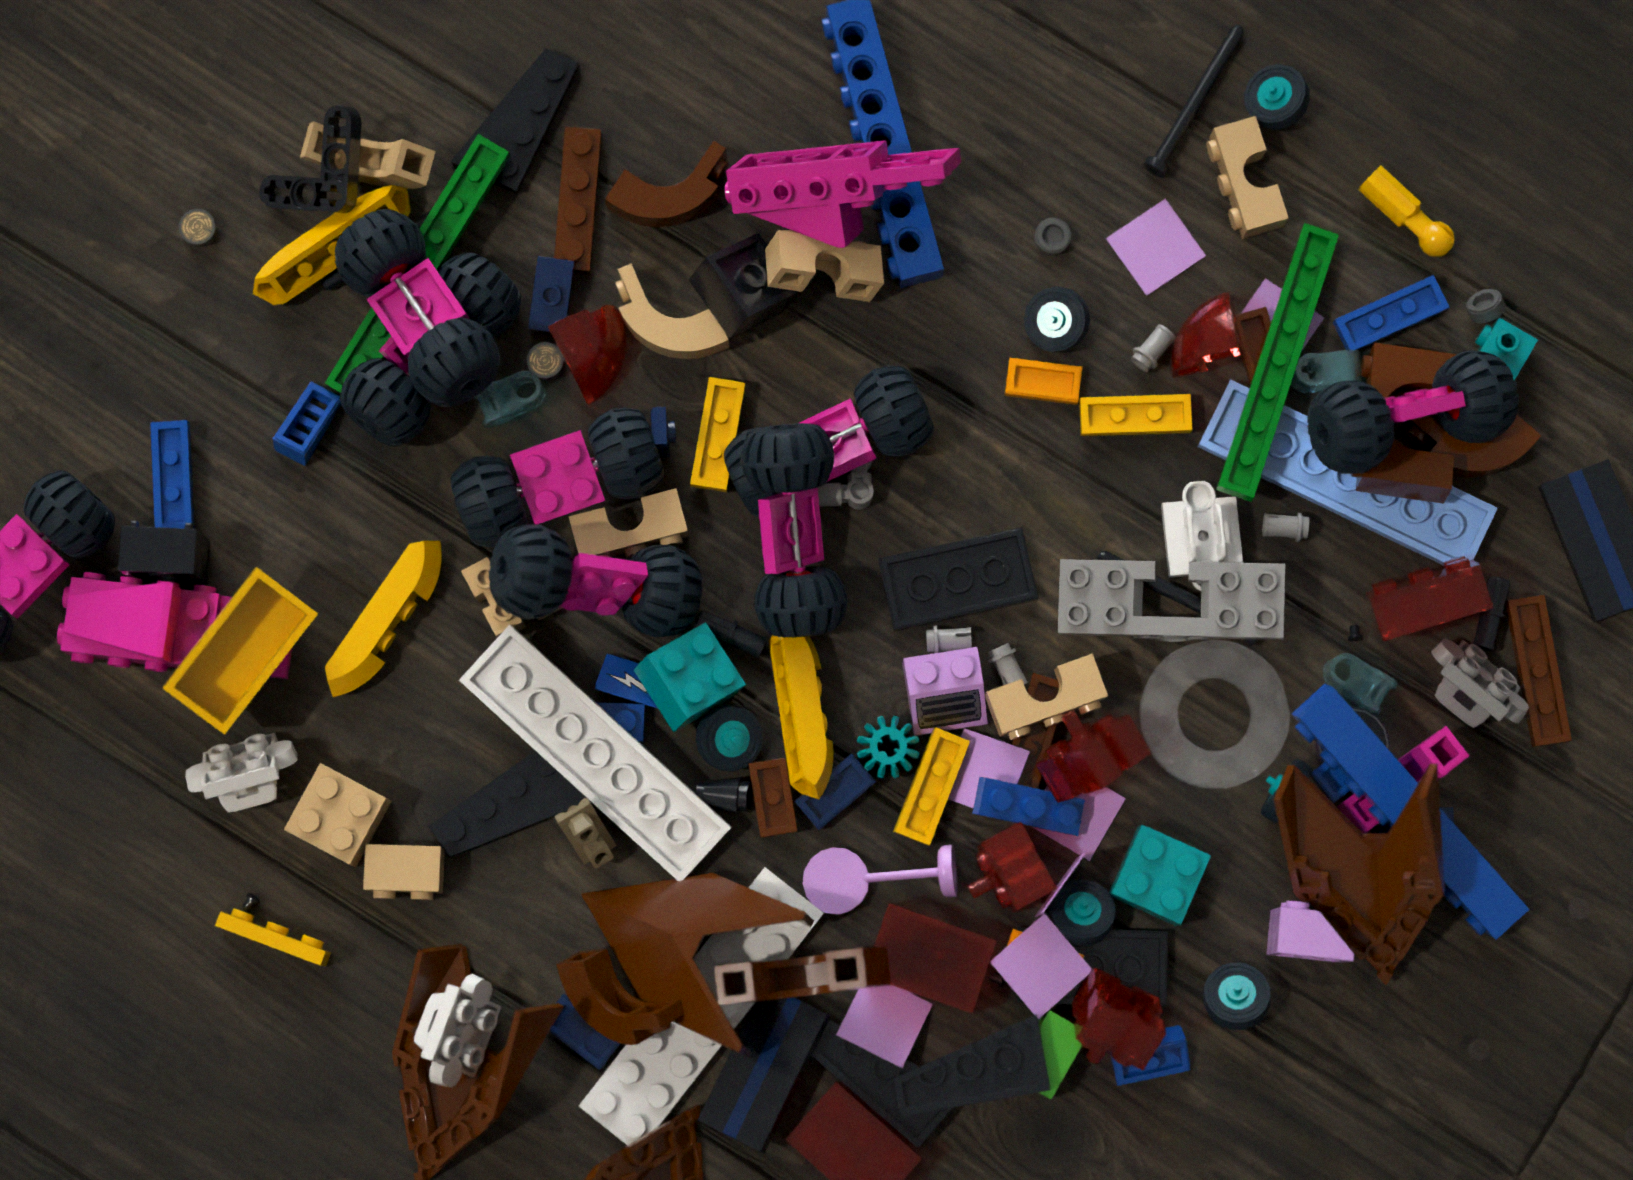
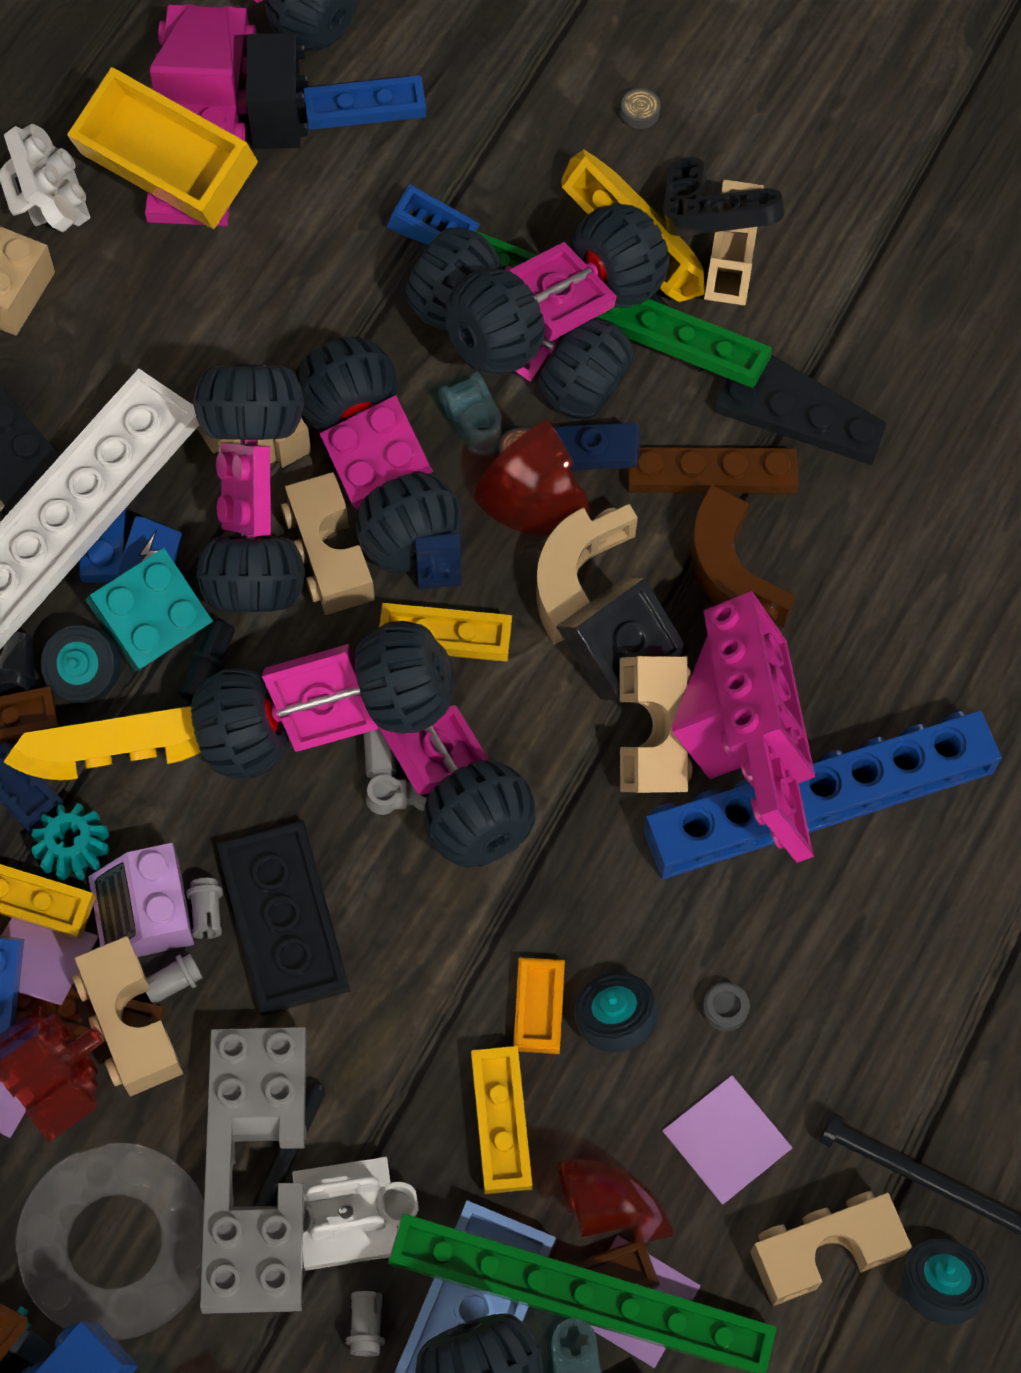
camera: 85 degrees right, 15 degrees down
(410, 577) = (209, 299): yellow brick -> none
(1153, 348) = (590, 1137): light grey pin -> none

